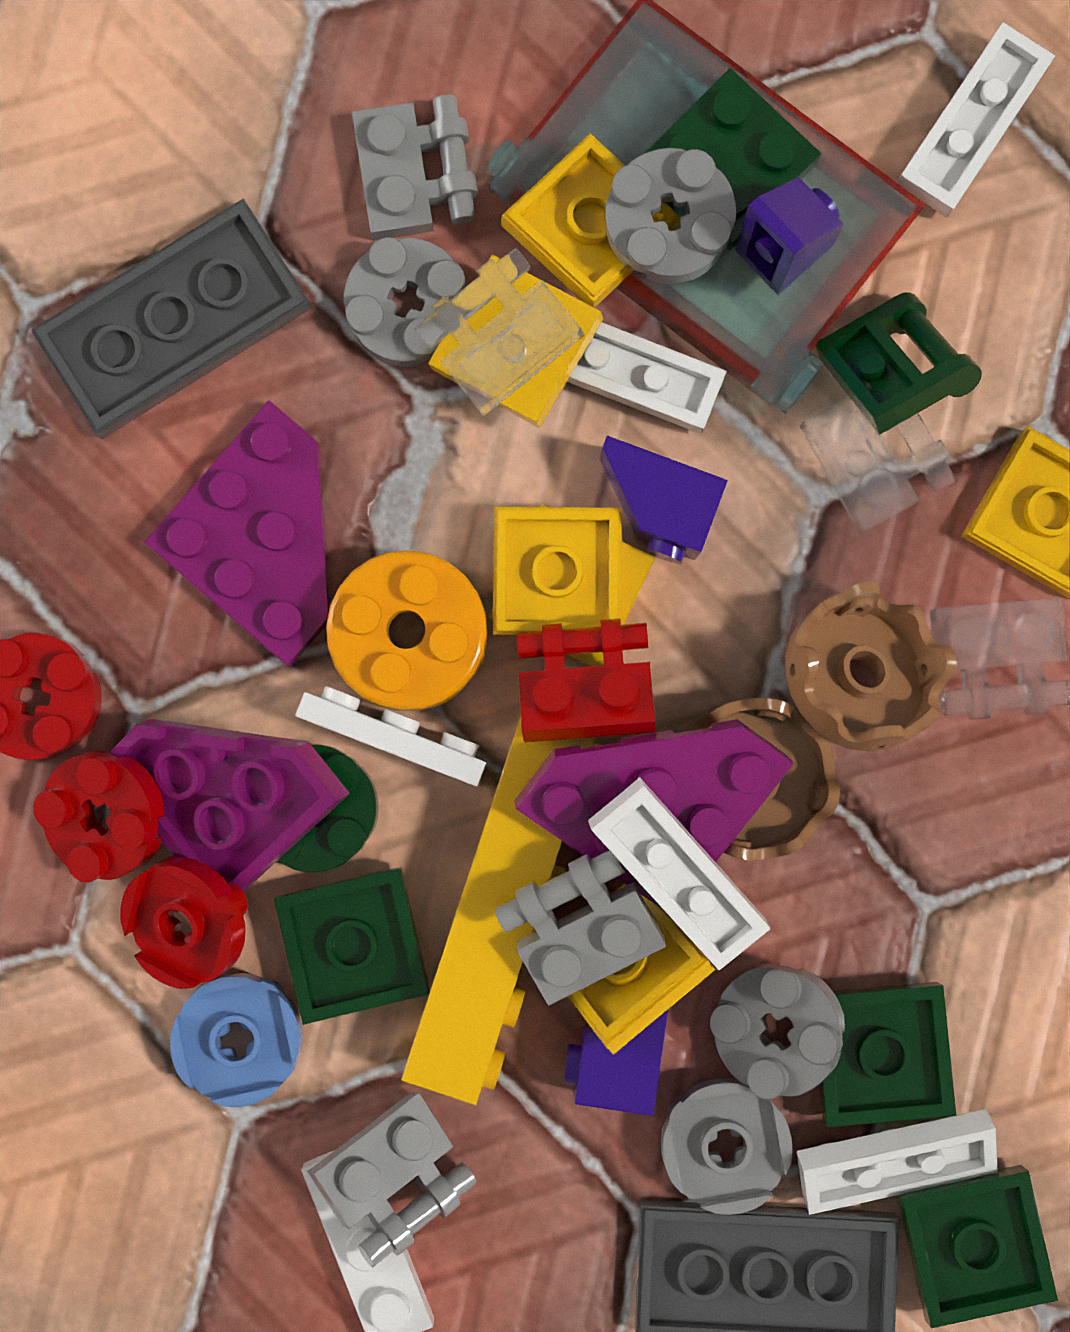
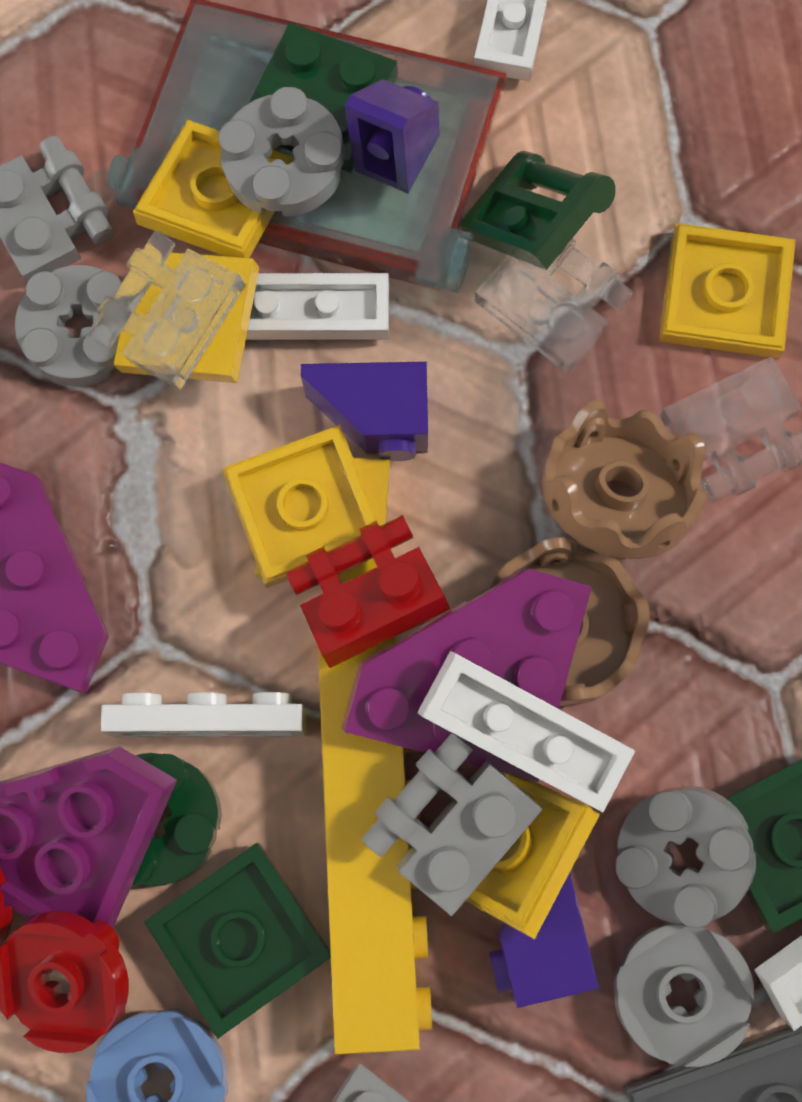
camera: 15 degrees left, 10 degrees down
(418, 675) = (213, 645): light orange plate -> none

